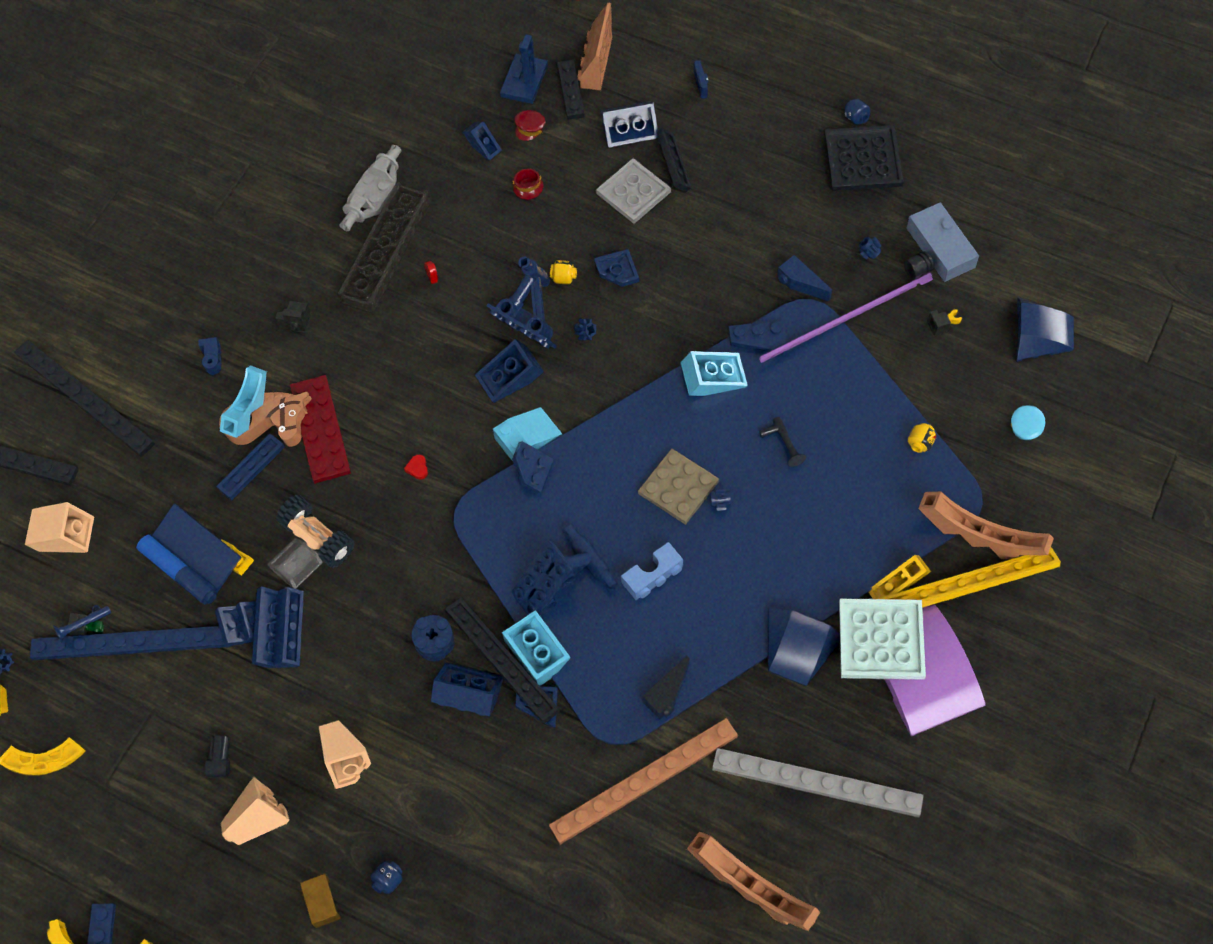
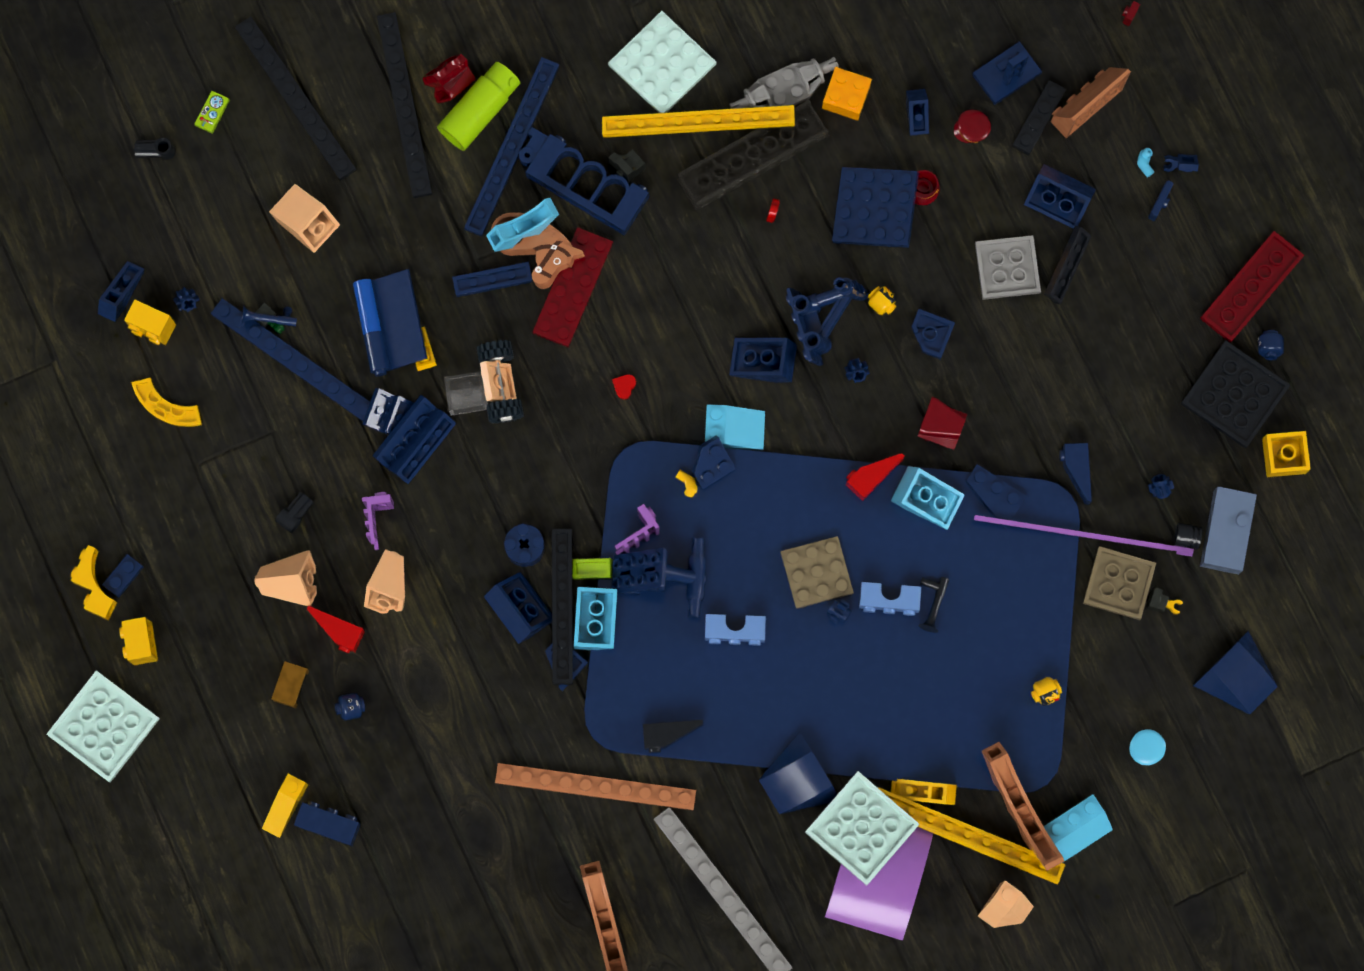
camera: 35 degrees right, 15 degrees up
(105, 351) = (449, 78): none -> dark red piece
(144, 354) = (478, 106): none -> lime piece
(193, 368) = (511, 147): none -> dark blue plate
(230, 344) = (556, 149): none -> dark blue fence
(266, 237) = (662, 63): none -> light aqua plate
(282, 697) = (379, 502): none -> medium lavender plate
(324, 250) = (698, 121): none -> yellow plate
(333, 823) = (341, 632): none -> red slope
(421, 162) = (846, 93): none -> light orange brick
(502, 614) = (592, 568): none -> lime tile
(504, 216) = (875, 207): none -> dark blue plate
(521, 544) = (648, 518): none -> medium lavender plate
(525, 494) = (690, 483): none -> yellow arm
(658, 390) = (870, 476): none -> red slope
(667, 67) = (1143, 162): none -> medium azure arm
(679, 319) = (942, 424): none -> dark red piece
(696, 47) = (1183, 162): none -> dark blue plate
(738, 471) = (872, 599): none -> medium blue arch
(810, 88) = (1252, 286): none -> dark red plate
(901, 331) = (1119, 583): none -> dark tan plate
(933, 166) = (1286, 454): none -> yellow brick
(1034, 509) = (1078, 827): none -> medium azure slope
(1036, 612) = (1006, 907): none -> light nougat slope

